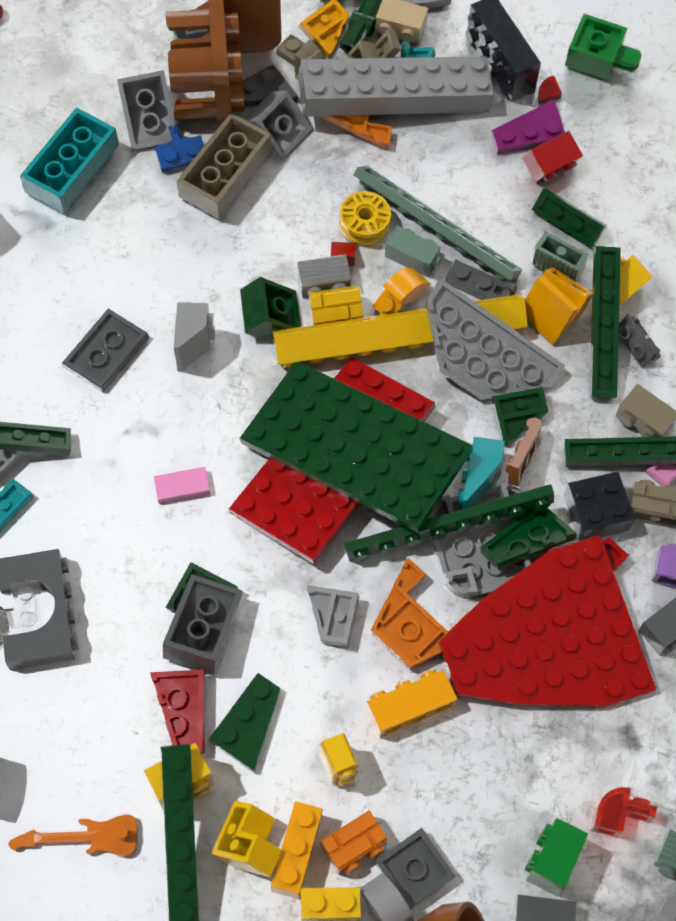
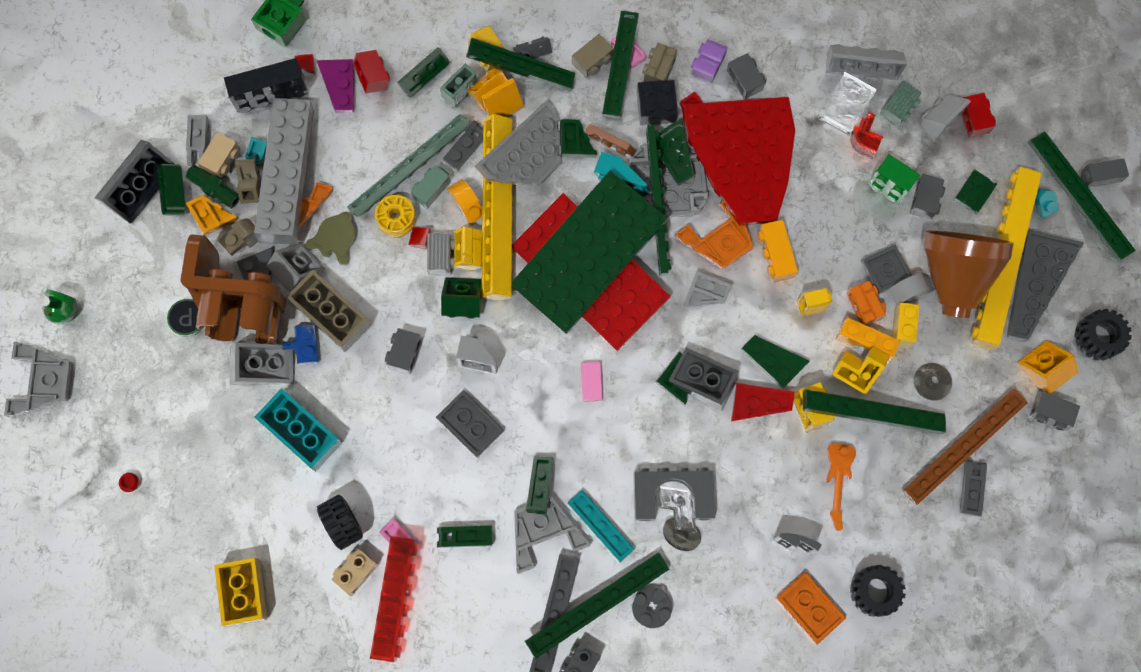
camera: 80 degrees left, 10 degrees up
(187, 257) = (403, 351): none -> dark grey brick
(324, 161) = (334, 237): none -> olive tile

